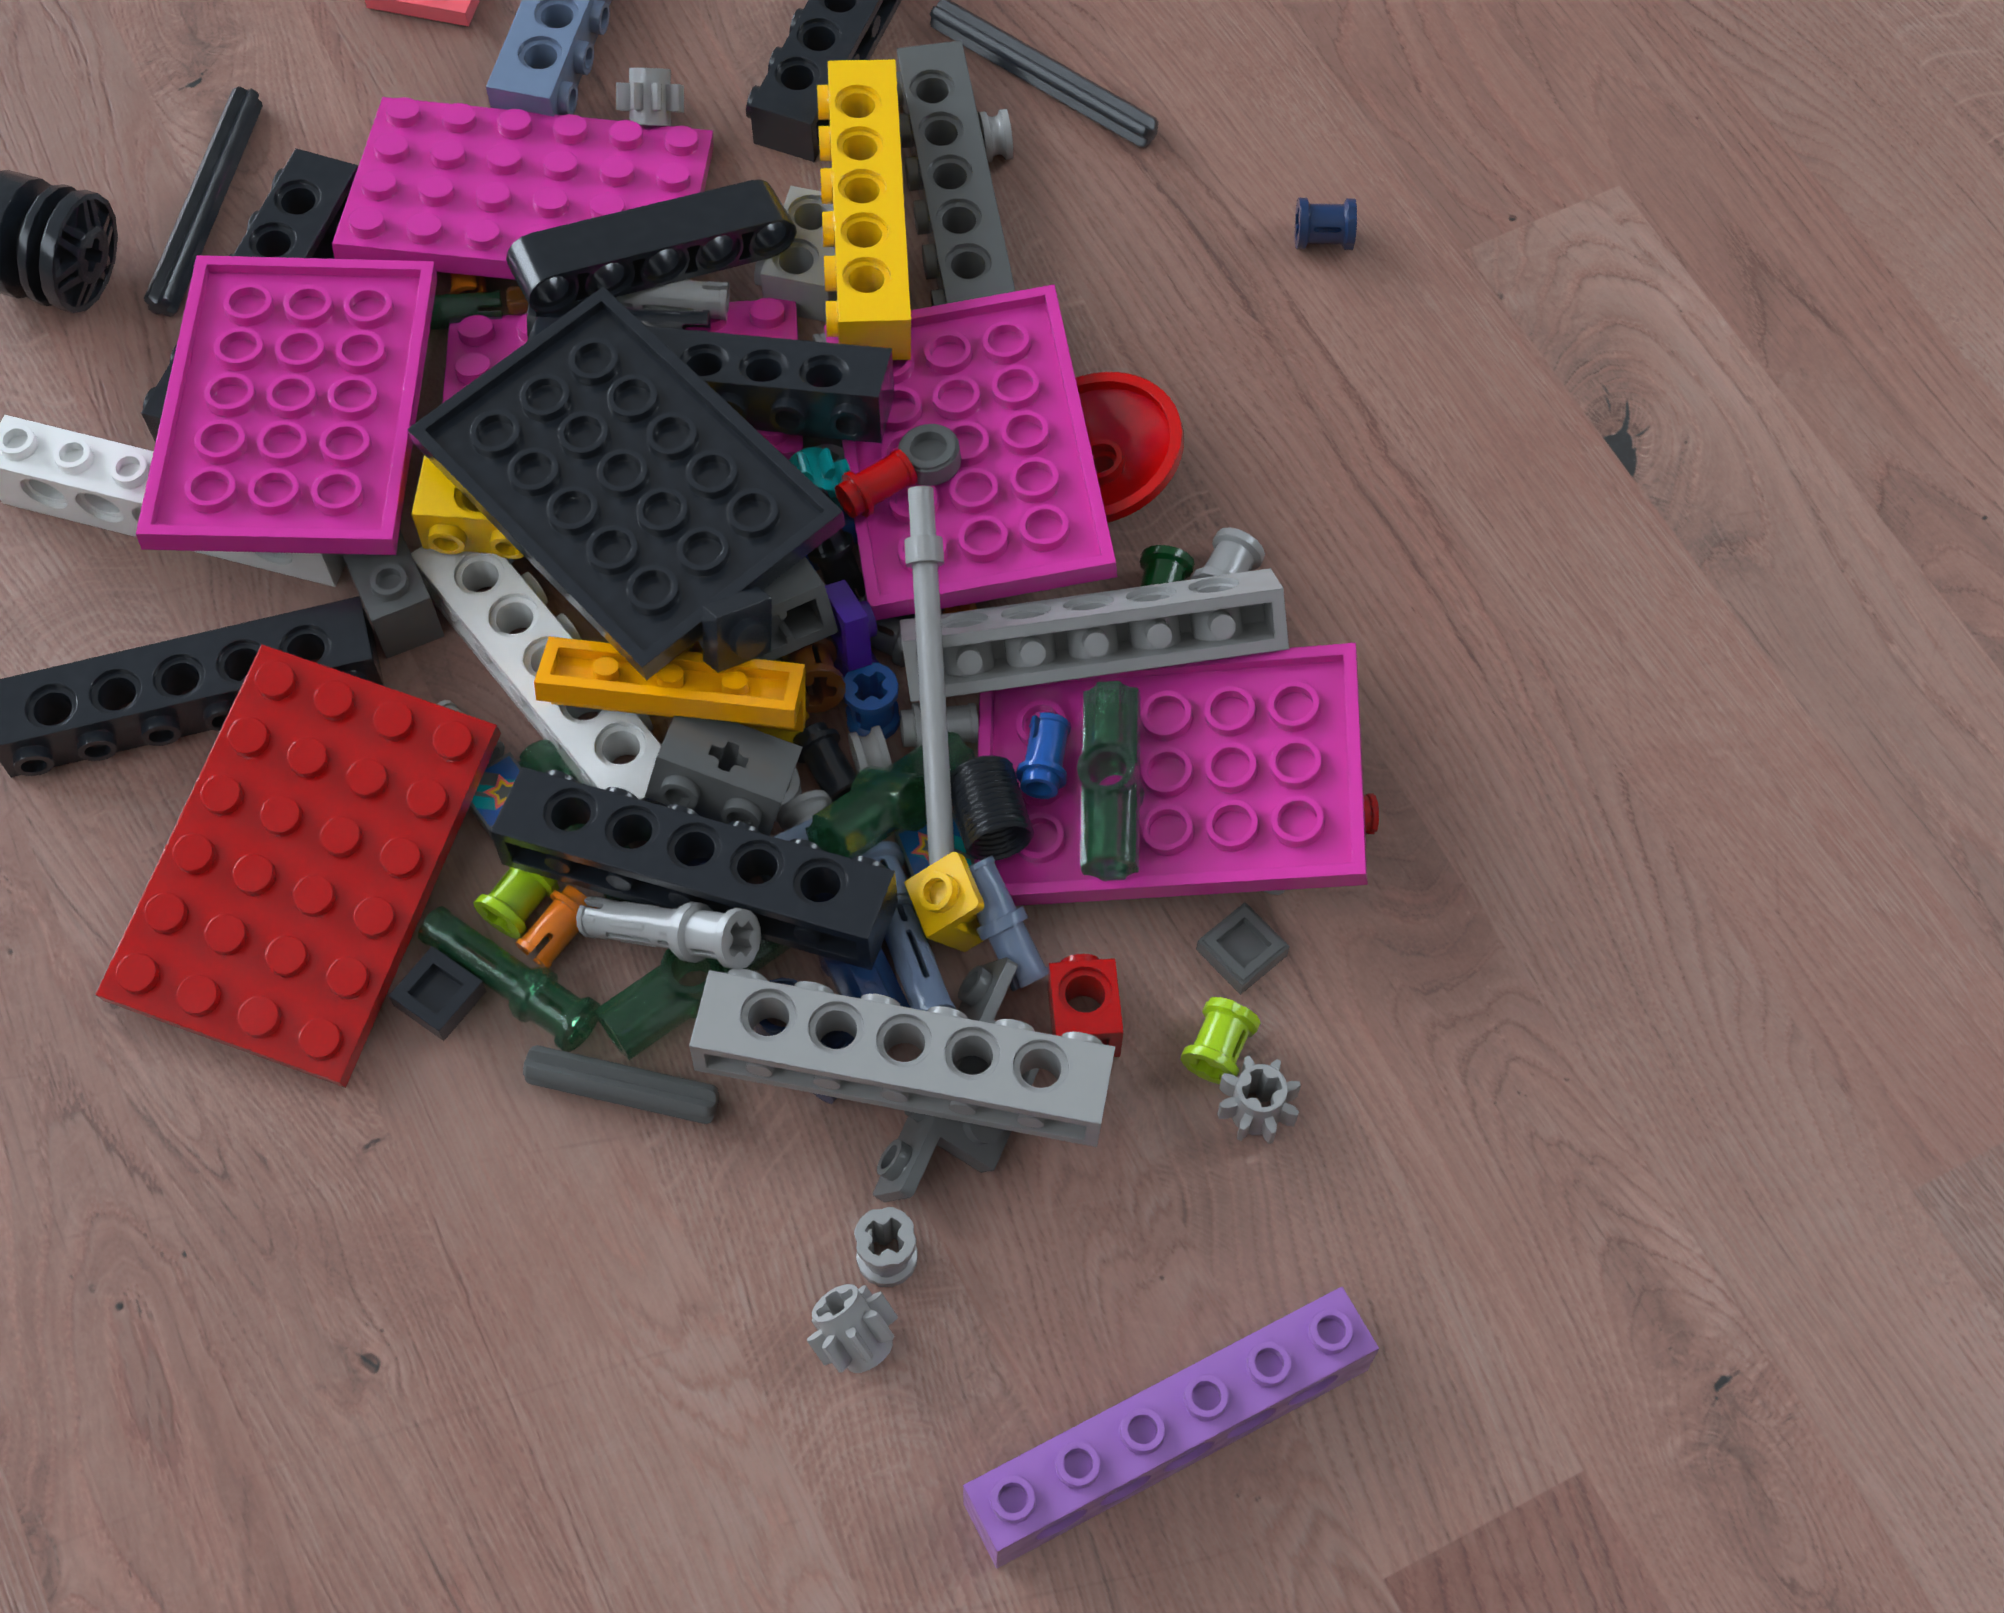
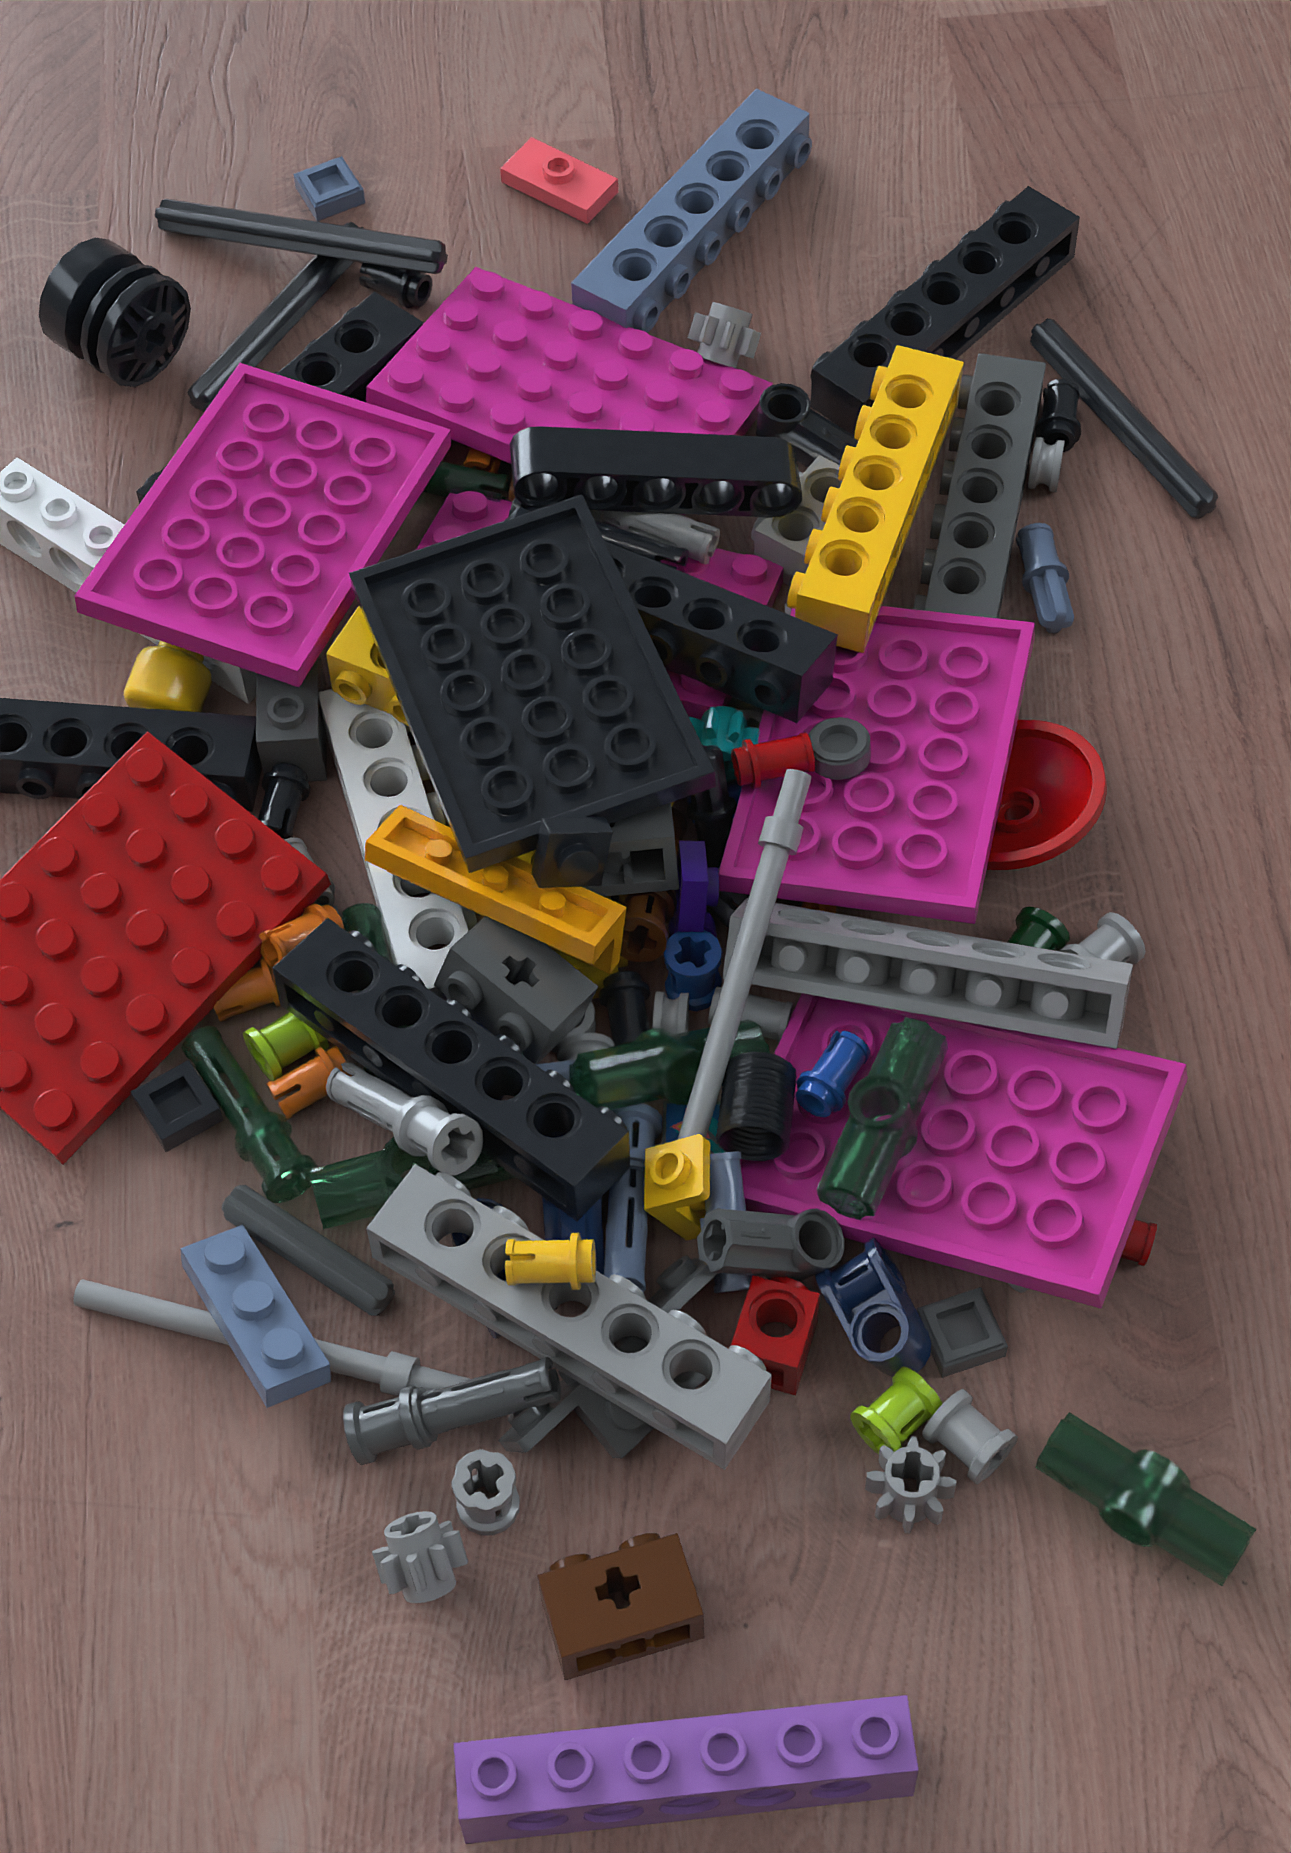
camera: 25 degrees right, 5 degrees down
(194, 113) = (302, 236): none -> black axle
(198, 59) = (329, 188): none -> sand blue tile
(251, 588) = (168, 679): none -> yellow head
(307, 131) = (406, 285): none -> black pin
(412, 659) = (284, 791): none -> black pin
(466, 856) = (249, 992): none -> orange pin
(485, 799) = (283, 939): none -> orange pin
(601, 1163) = (255, 1316): none -> sand blue plate
(742, 157) = (787, 415): none -> black piece
(755, 1169) = (391, 1372): none -> light grey bar
(800, 1198) = (421, 1414): none -> dark grey pin
(879, 1016) = (551, 1261): none -> yellow pin
(987, 84) = (1060, 414): none -> black pin
(1035, 1337) = (597, 1635): none -> reddish brown brick
(1036, 240) = (1045, 577): none -> sand blue axle
(1053, 928) = (770, 1243): none -> dark grey piece
(1157, 947) = (869, 1302): none -> dark blue piece
(1291, 1037) = (969, 1436): none -> light grey bush
(1461, 1037) = (1145, 1498): none -> clear green piece

